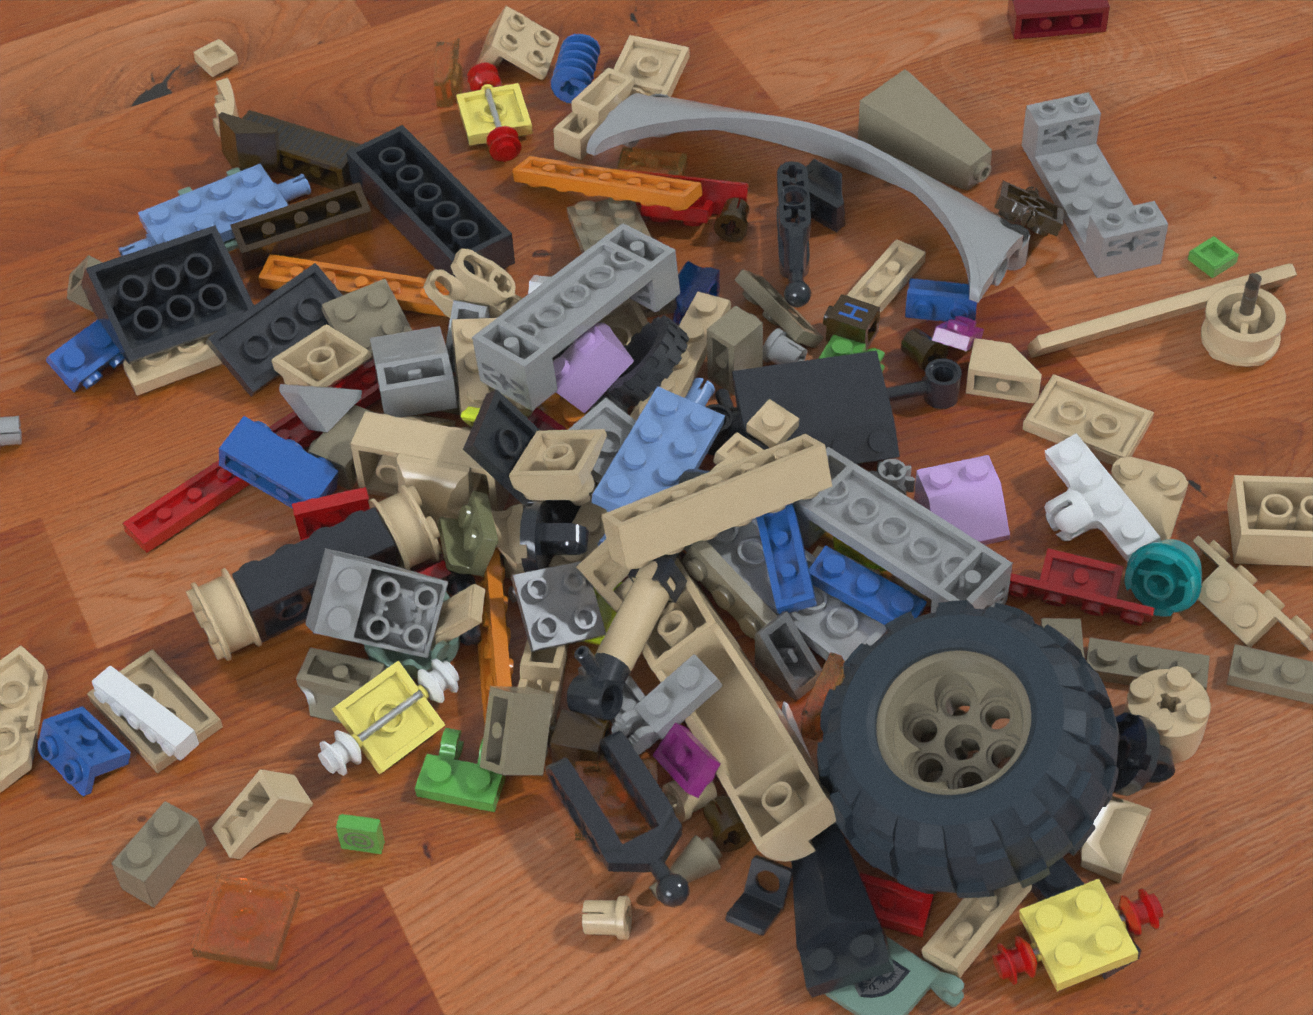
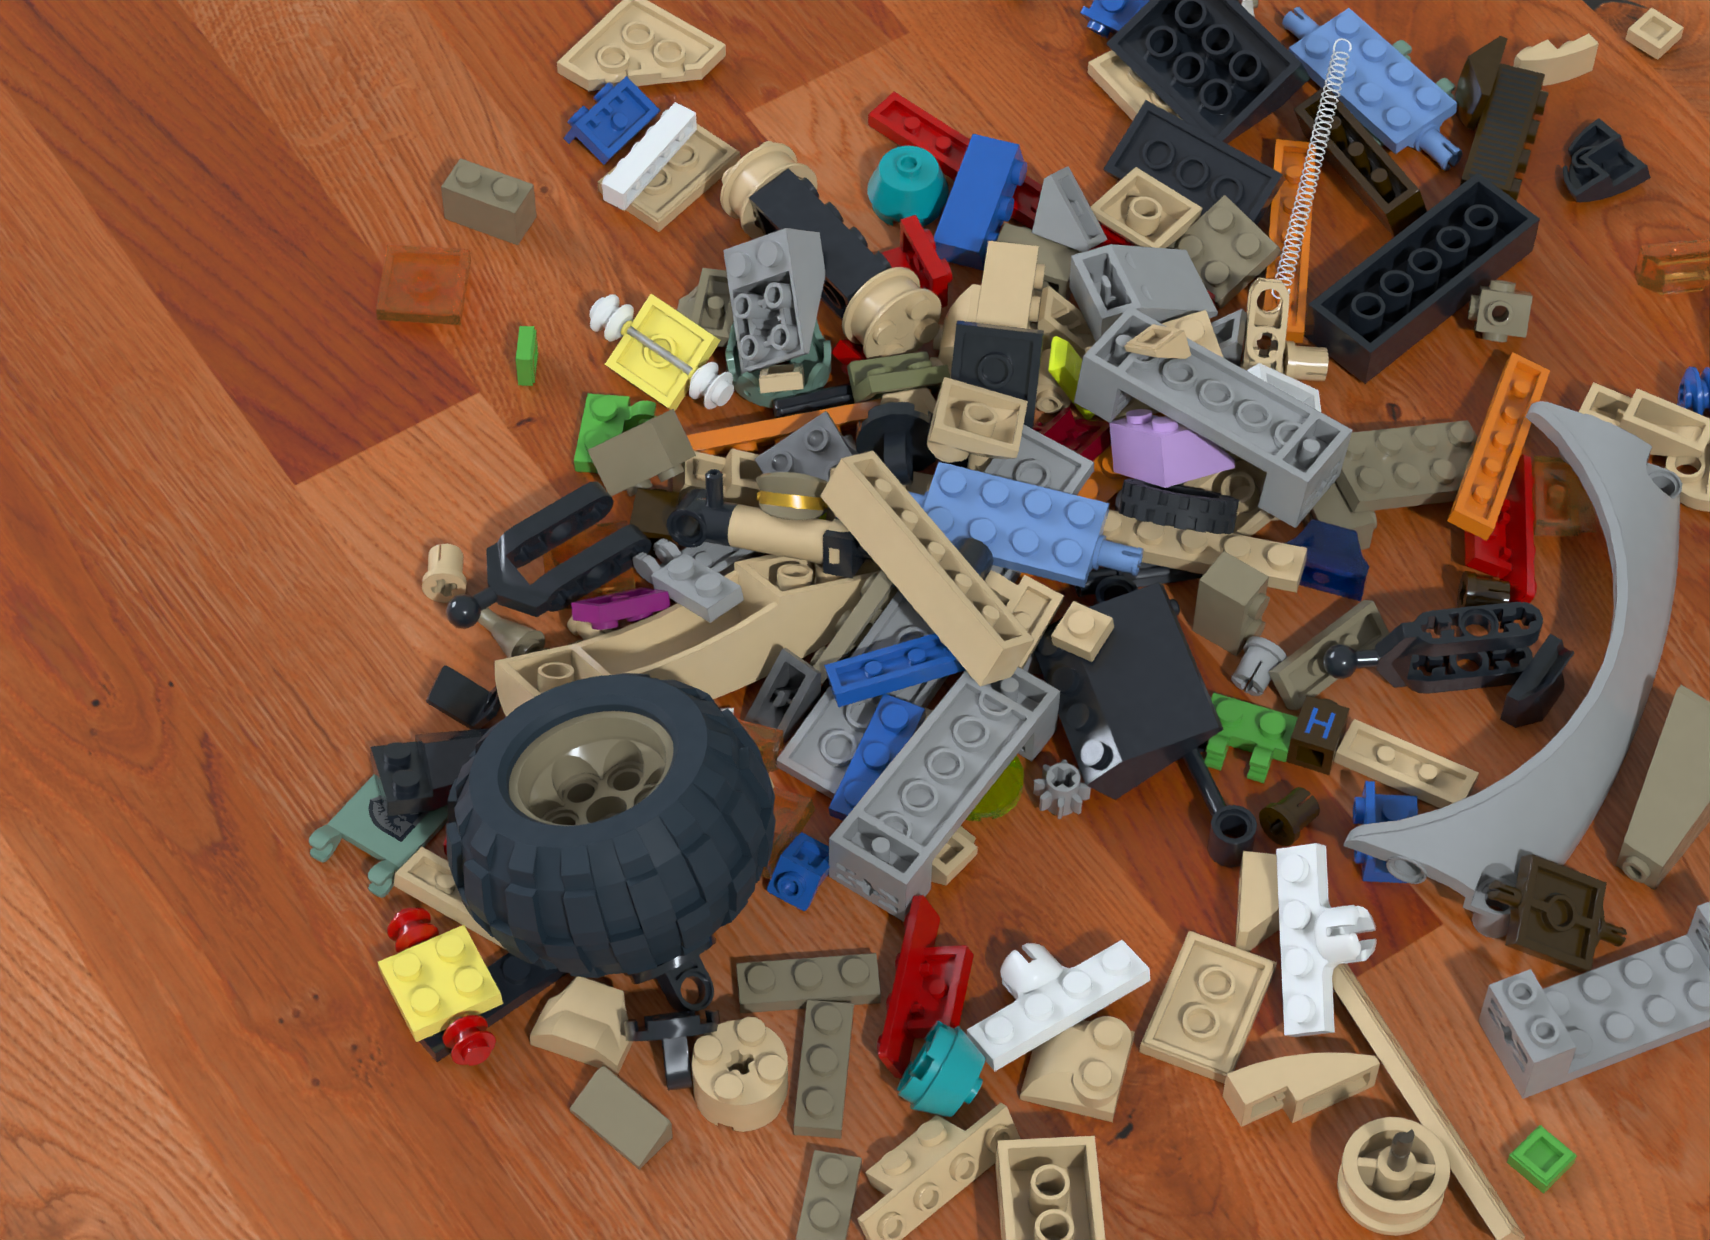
camera: 80 degrees right, 5 degrees up
(236, 524) = (908, 185): none -> teal cone
(264, 808) = (545, 274): tan arch -> none
(309, 243) = (1311, 166): none -> white piece
(335, 106) = (1601, 165): none -> black brick
(474, 166) = (1513, 321): none -> dark tan brick
(494, 113) = (1622, 324): light yellow plate -> none
(522, 317) = (1160, 343): none -> tan slope
(603, 607) = (791, 495): none -> dark tan piece
(958, 333) = (1296, 827): magenta plate -> none
(965, 496) = (1035, 864): lavender slope -> none
(1055, 332) = (1314, 939): none -> white plate
(1165, 374) = (1297, 1084): none -> tan slope
(1200, 811) = (622, 1118): none -> dark tan slope

